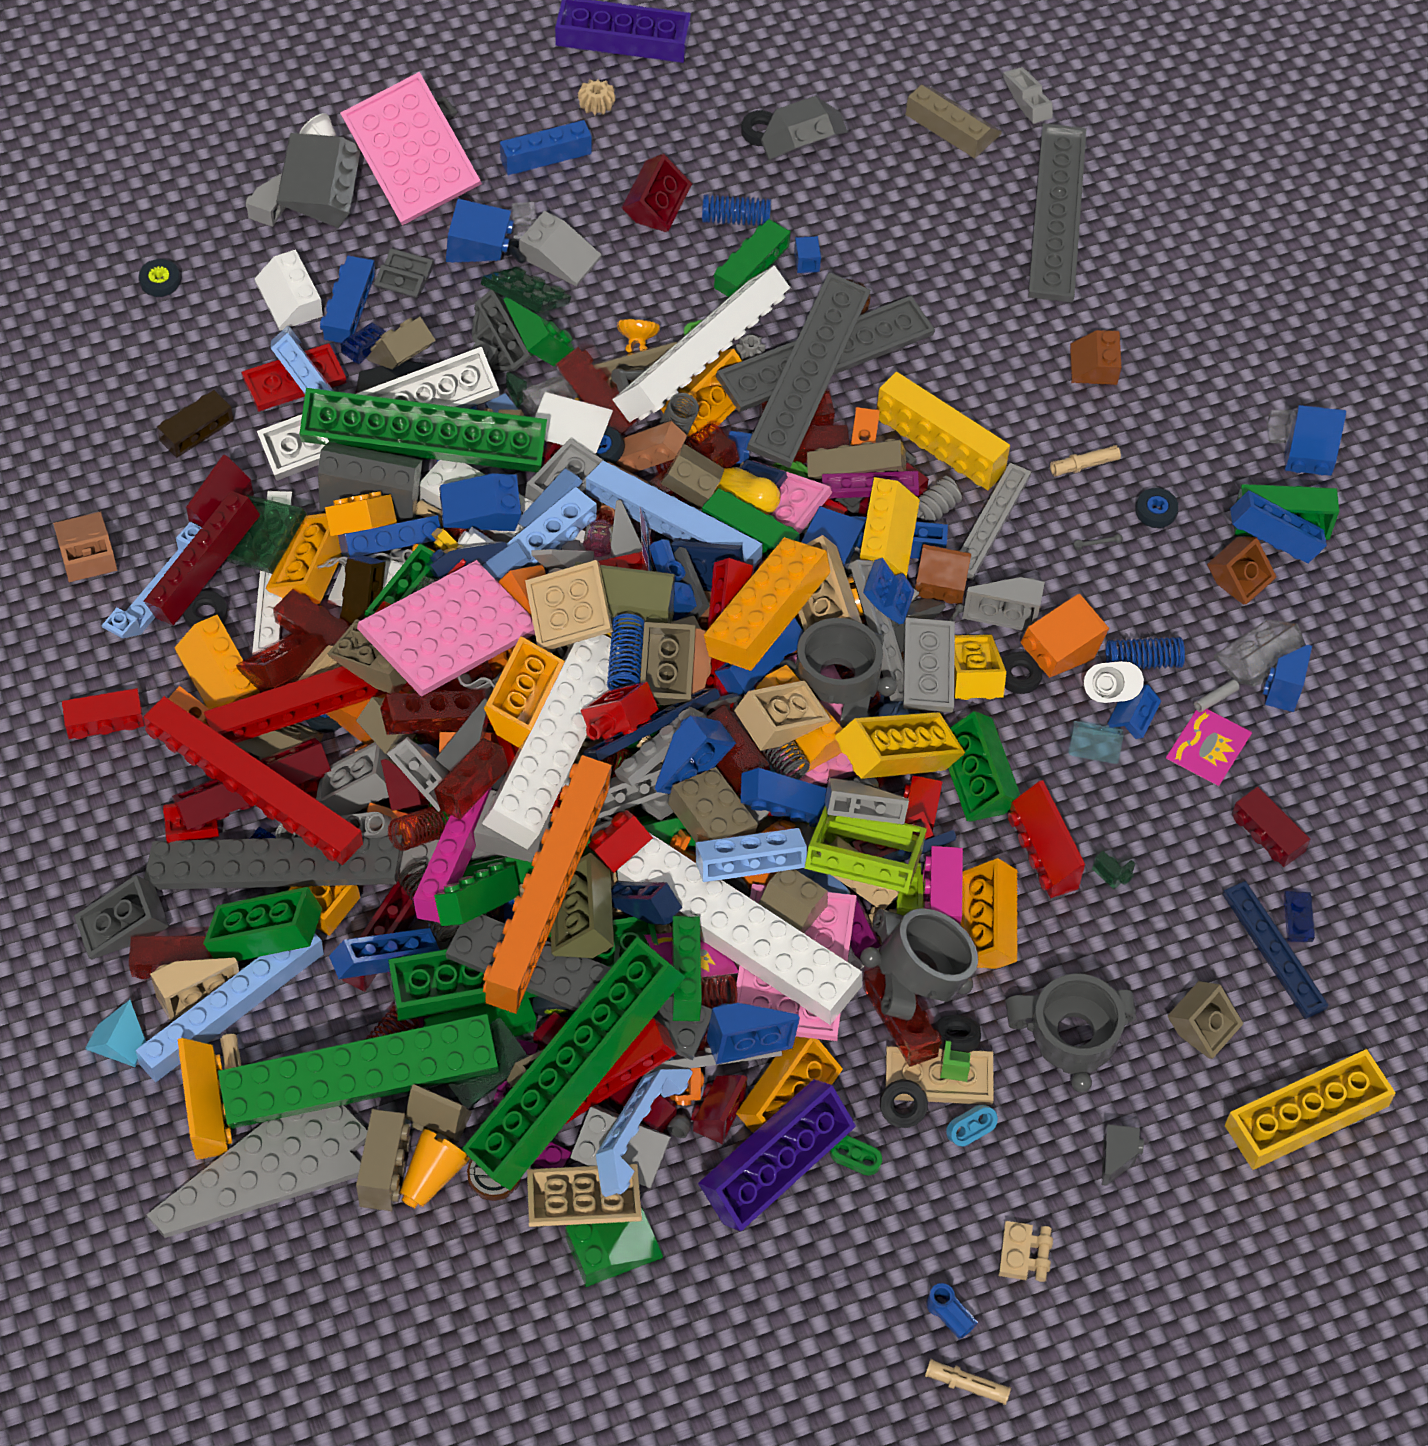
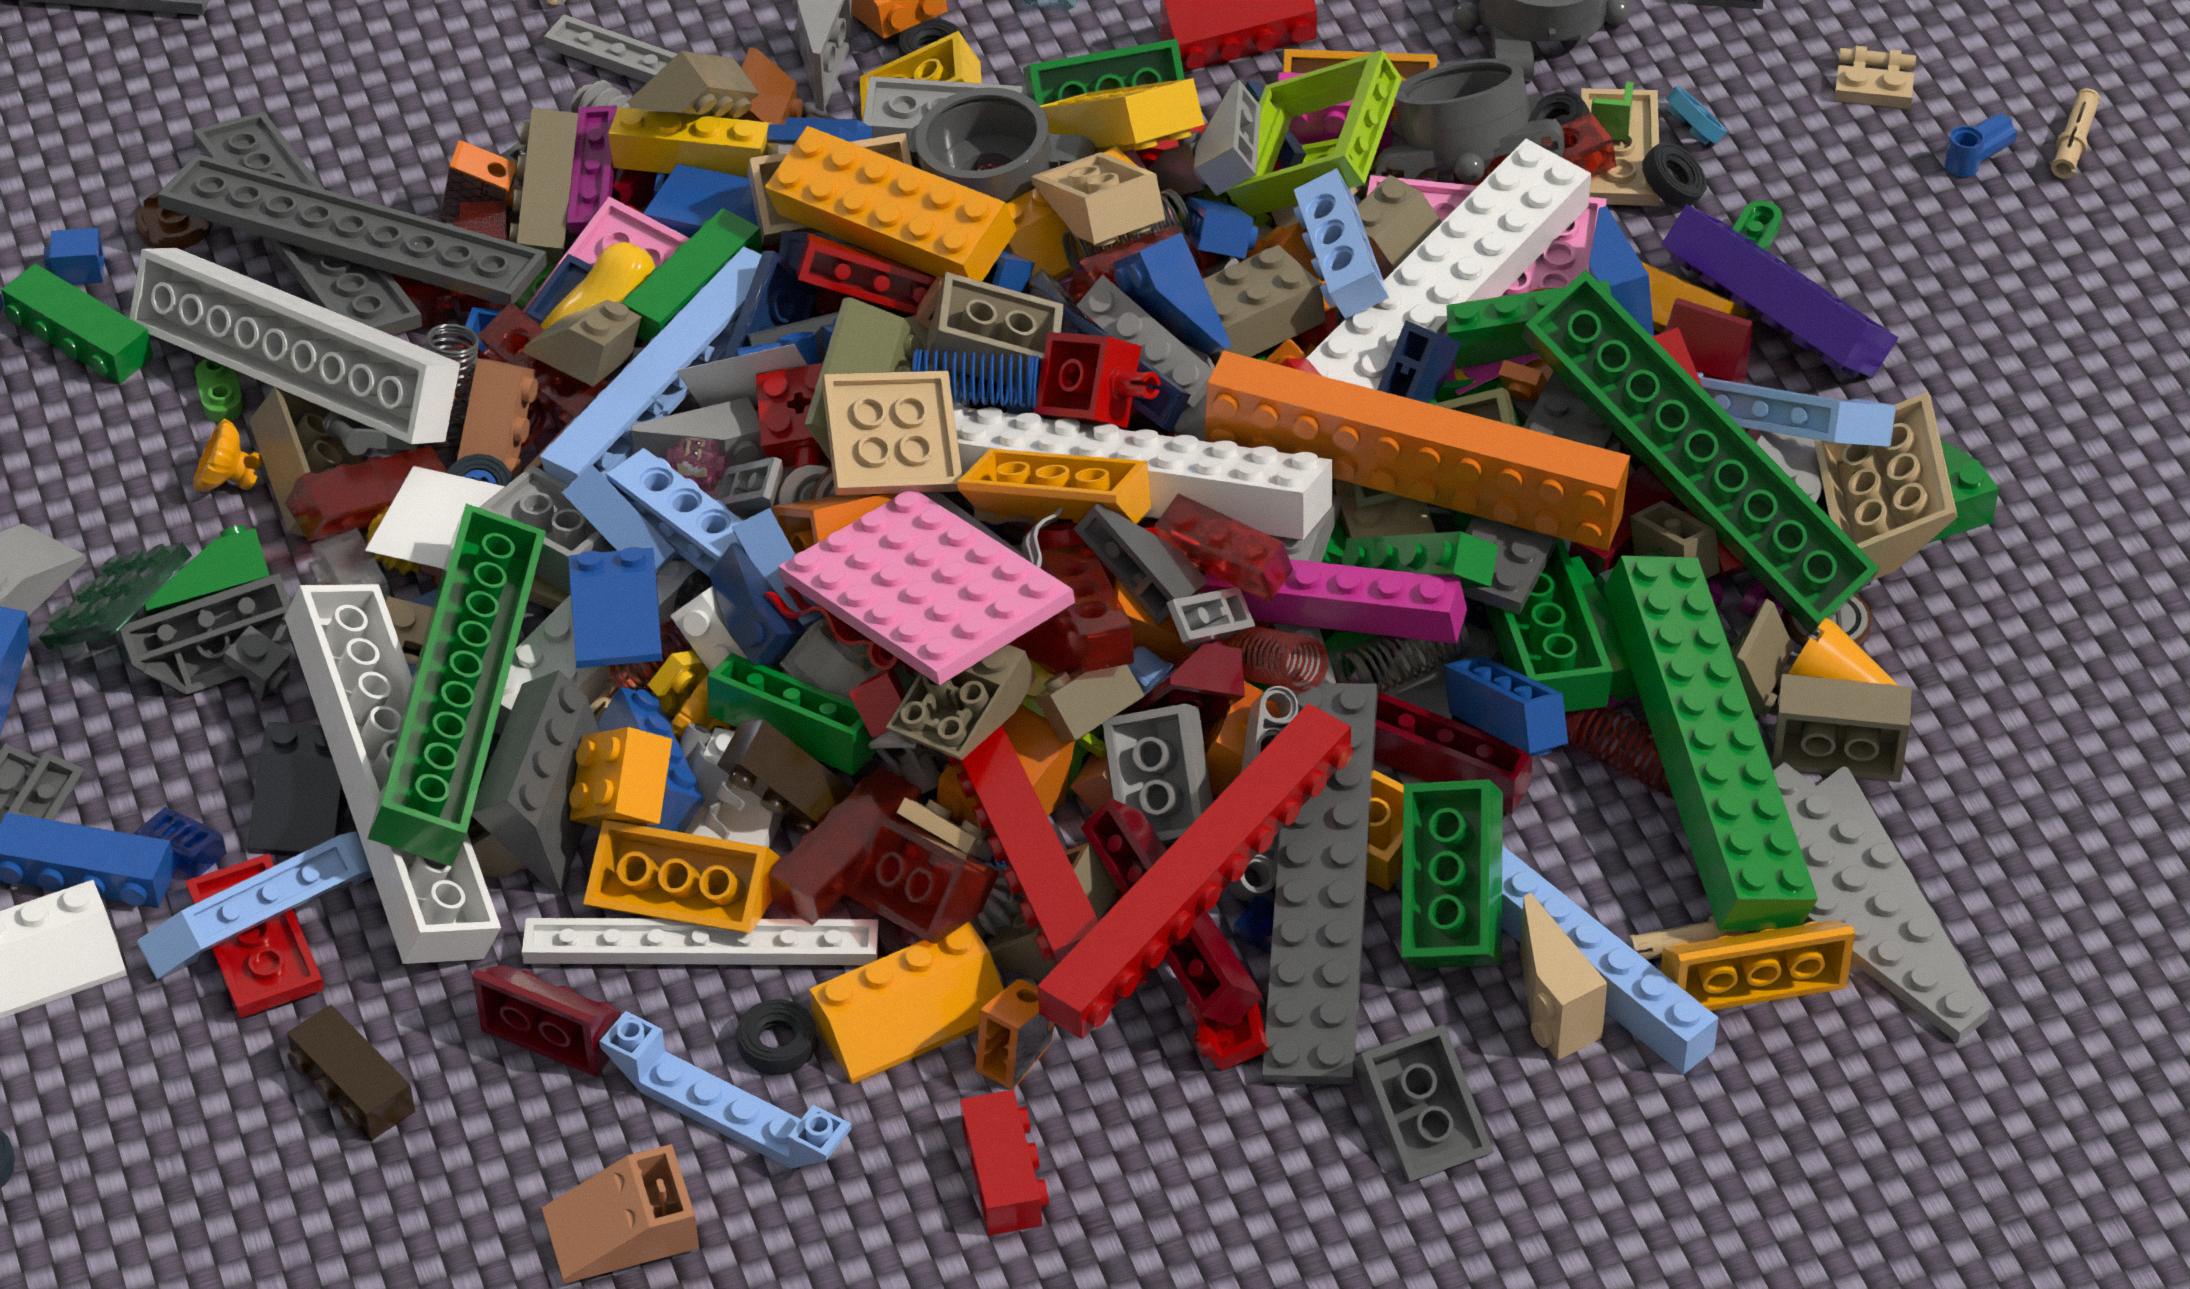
camera: 85 degrees left, 10 degrees down
(118, 1036) = (1642, 1097): medium azure slope -> none
(151, 952) = (1492, 1029): clear red brick -> none
(201, 558) = (684, 1017): dark red brick -> none
(269, 535) = (628, 944): clear green plate -> none
(402, 344) = (227, 755): dark tan slope -> none
(902, 517) = (698, 86): none -> dark tan slope
(942, 431) = (483, 96): yellow brick -> none

